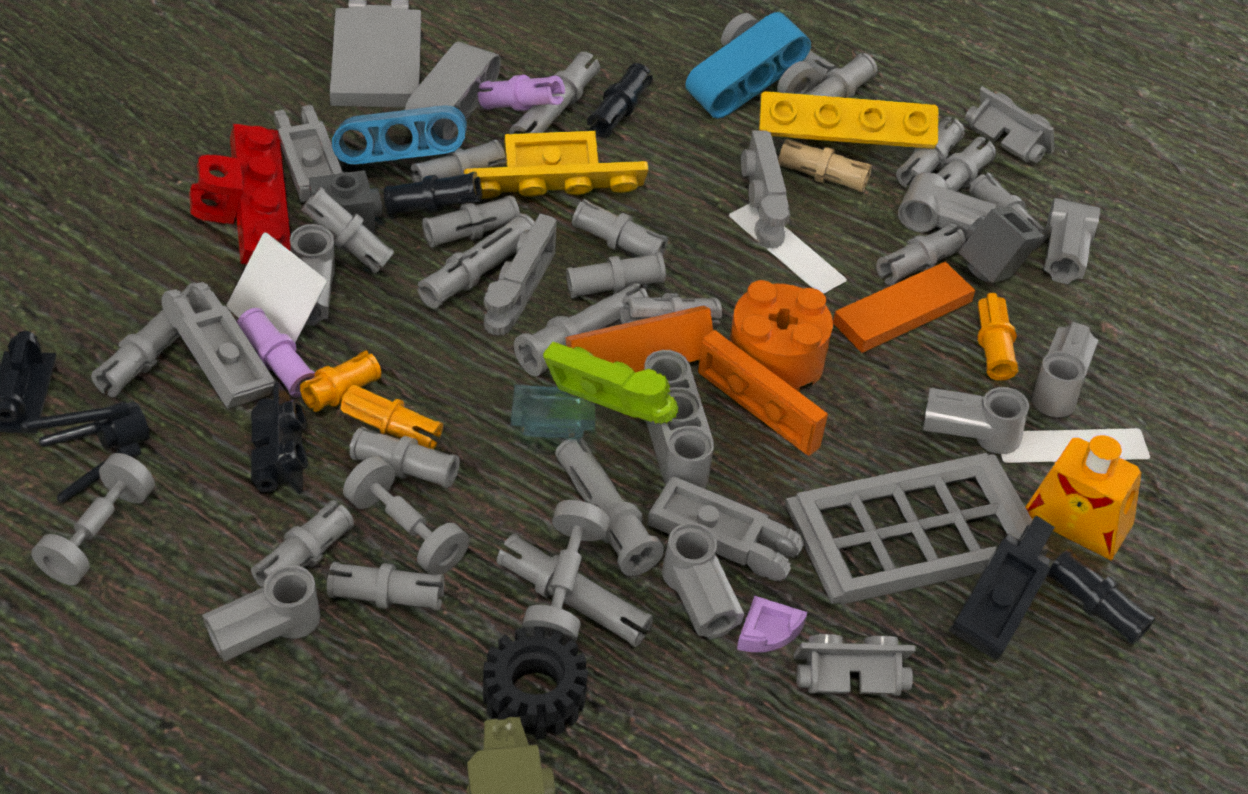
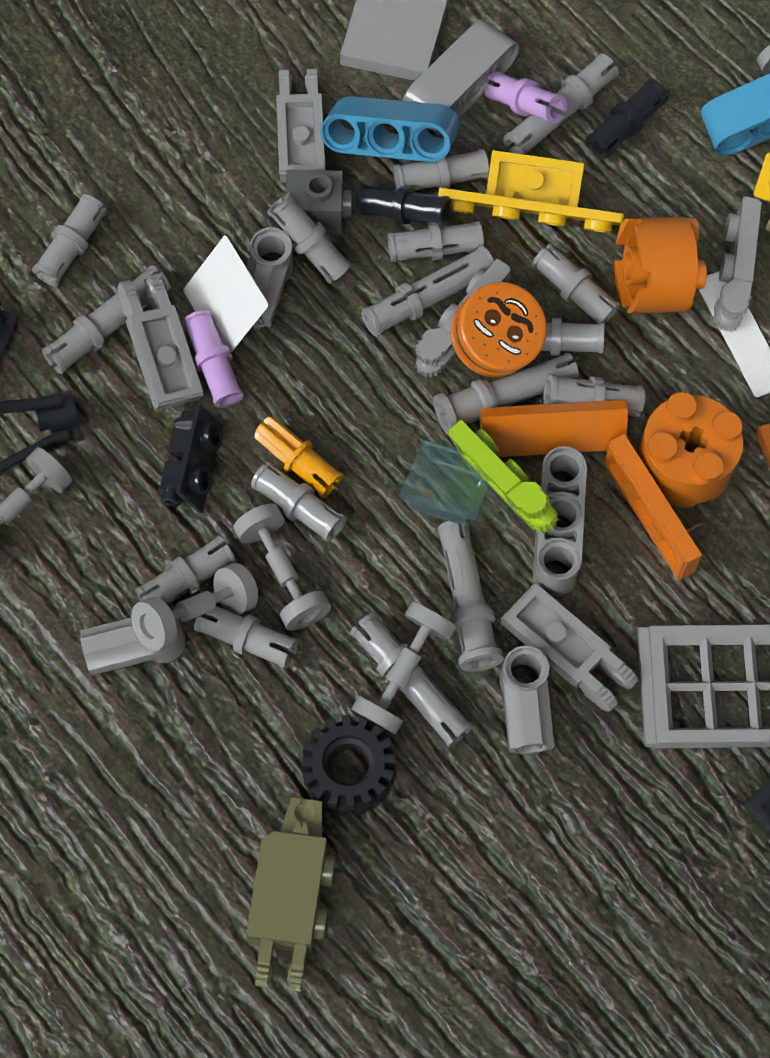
camera: 20 degrees right, 20 degrees up
(95, 280) = (69, 240): none -> light grey pin
(248, 190) = (232, 165): red plate -> none
(293, 573) = (156, 623): none -> light grey wheel
(332, 383) = (258, 405): light orange pin -> none
(562, 265) = (498, 329): none -> orange head
(694, 195) = (659, 264): none -> orange brick
(770, 626) = (578, 757): lavender tile -> none
(832, 662) = (659, 822): light grey hinge -> none

